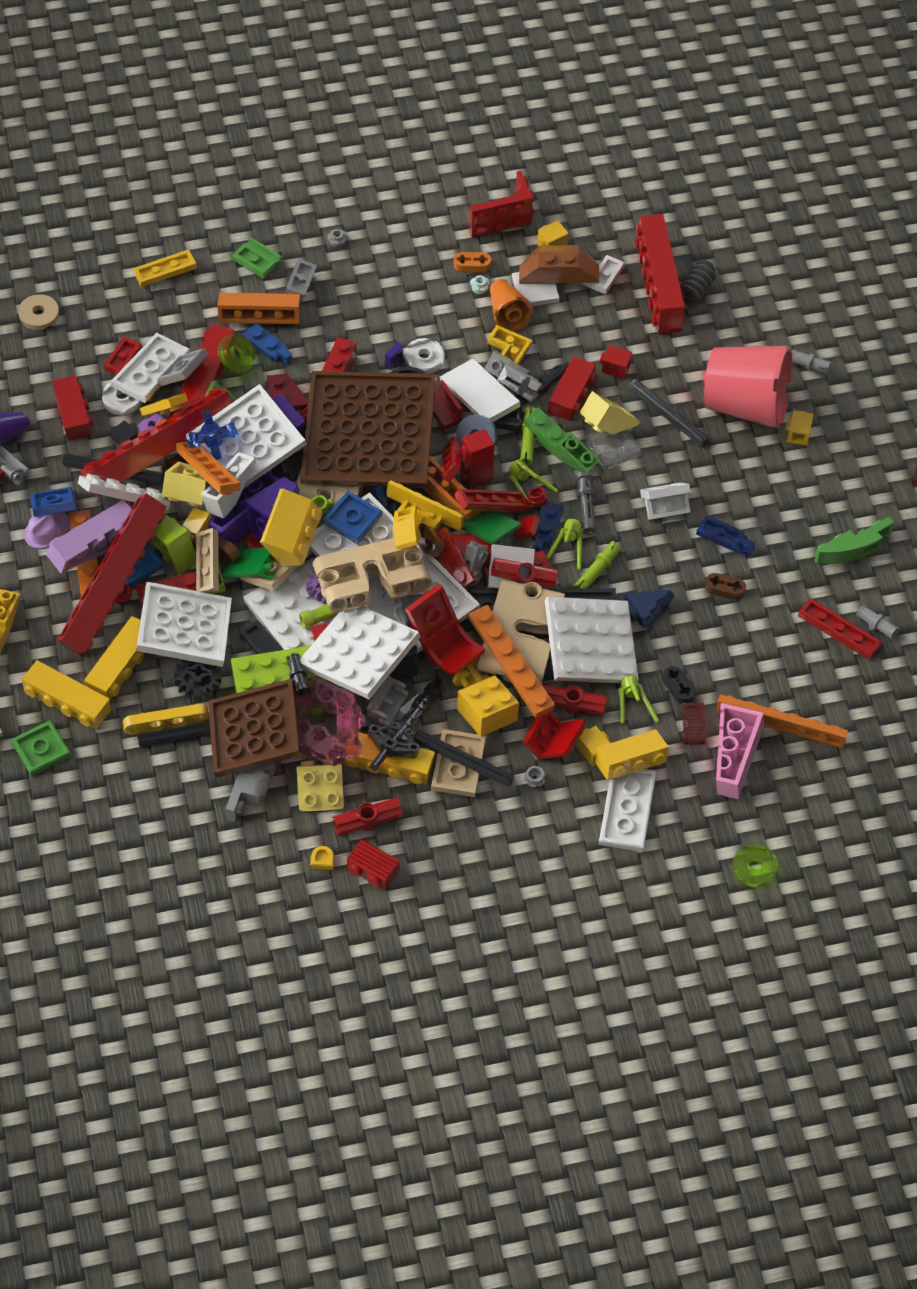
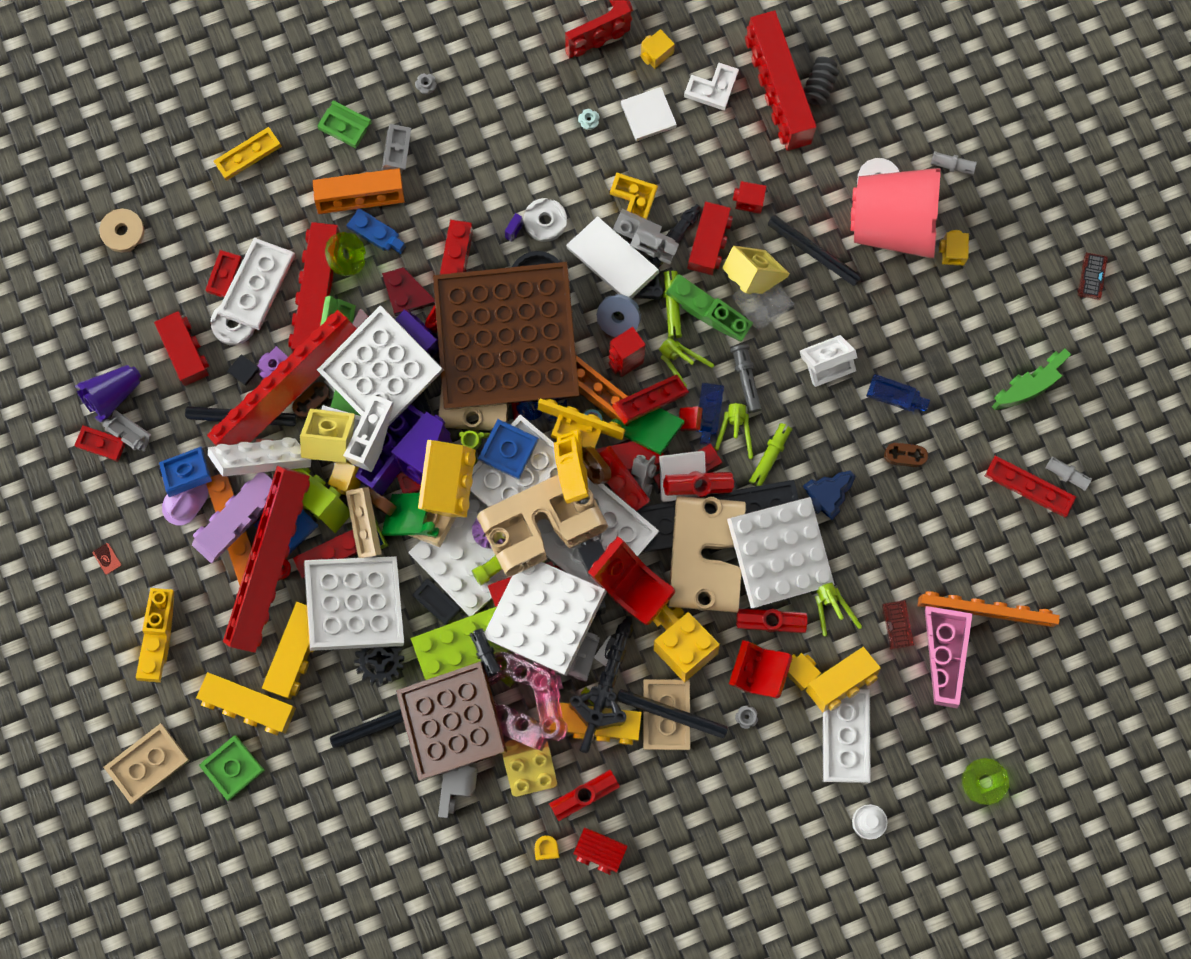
camera: 10 degrees left, 20 degrees up
(164, 406) = (281, 337): yellow plate -> none
(165, 719) = (355, 714): yellow beam -> none
(182, 367) = (291, 284): light grey plate -> none
(209, 468) = (345, 422): orange plate -> none
(213, 442) = (325, 383): clear blue pin -> none
(446, 407) = (582, 287): red panel -> none
(451, 459) = (599, 358): red tile -> none
(472, 262) = (576, 92): orange beam -> none
(509, 306) = (625, 145): orange cone -> none
(511, 661) = (704, 597): orange plate -> none
(537, 496) = (694, 373): red plate -> none
(559, 265) = (671, 86): dark orange wedge -> none
(636, 880) = (869, 822): none -> white plate
(675, 687) = (880, 578): black beam -> none

